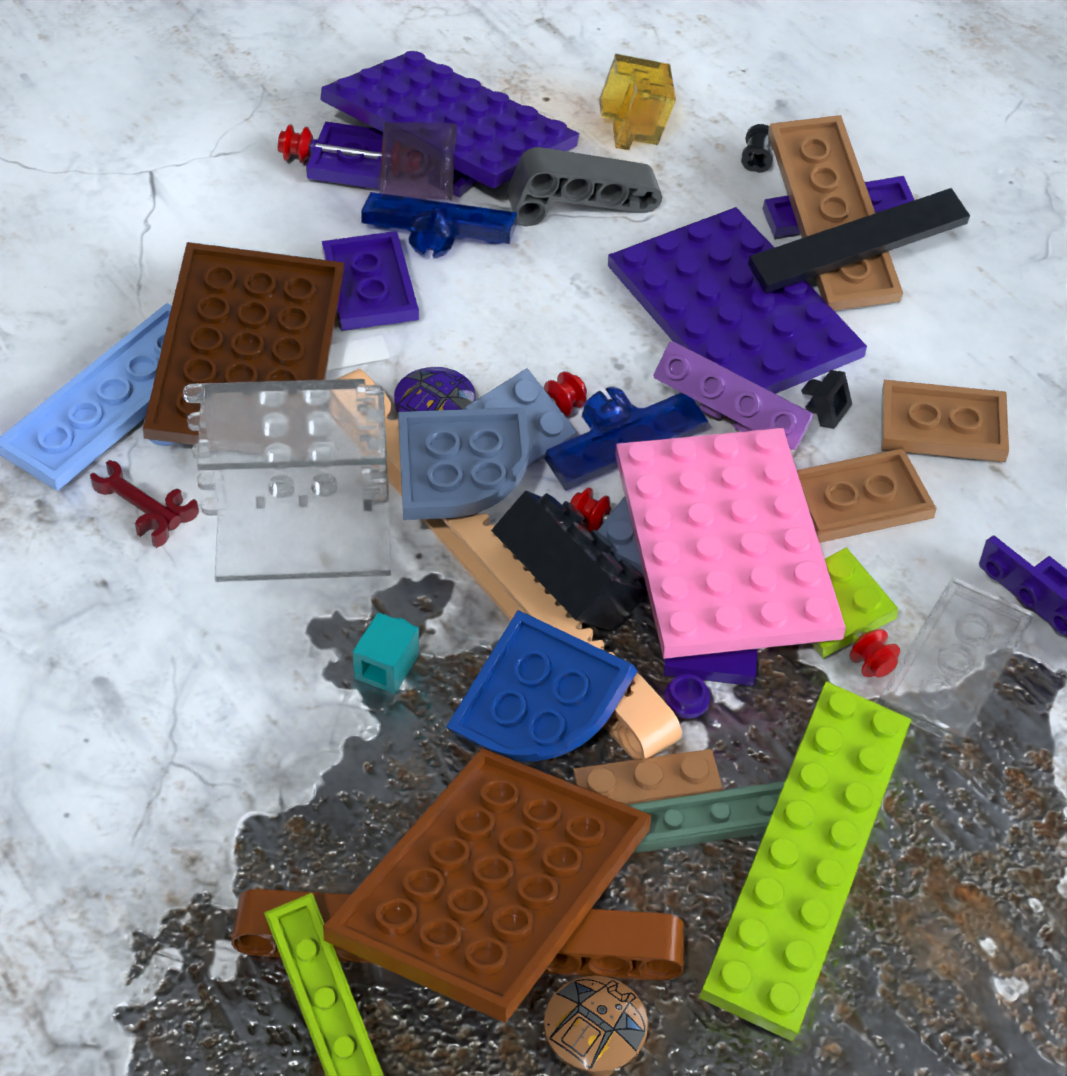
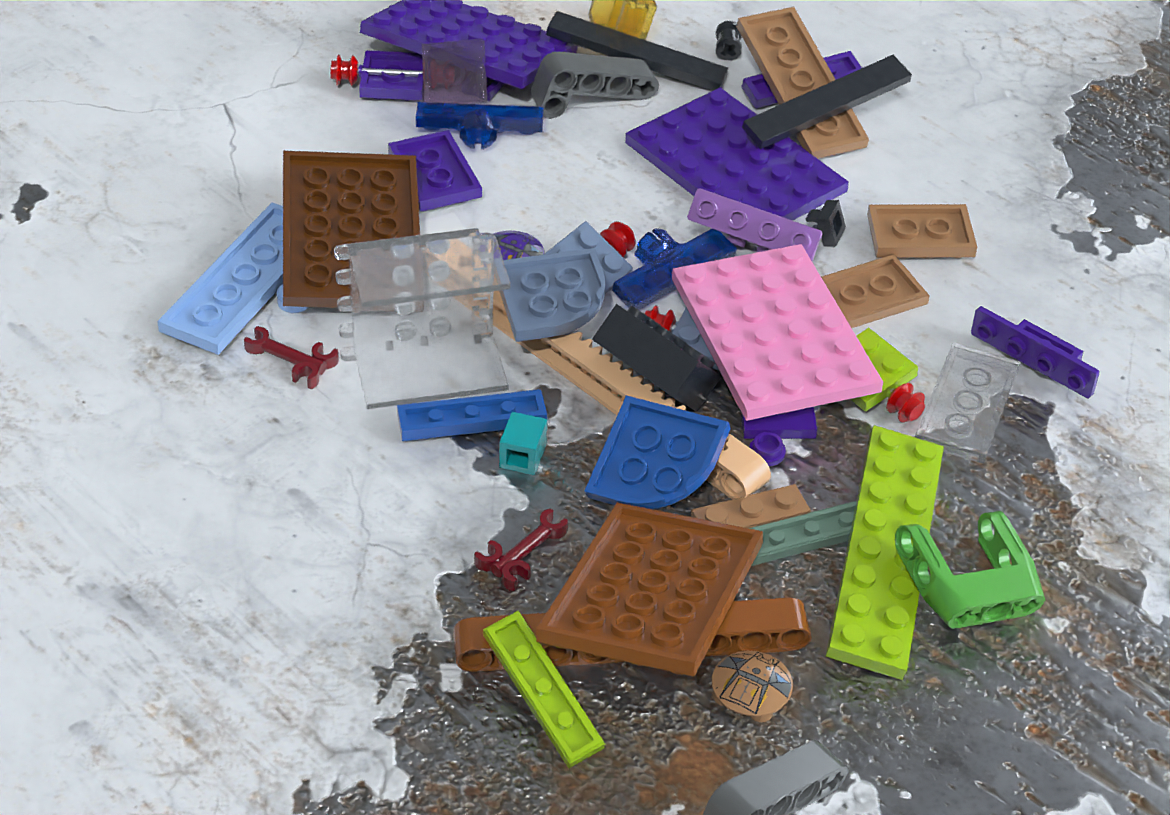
camera: 10 degrees left, 5 degrees down
(330, 605) = (466, 414): none -> blue plate
(332, 813) = (511, 561): none -> dark red bar
(632, 145) = (619, 44): none -> black tile
(912, 941) = (977, 596): none -> bright green connector

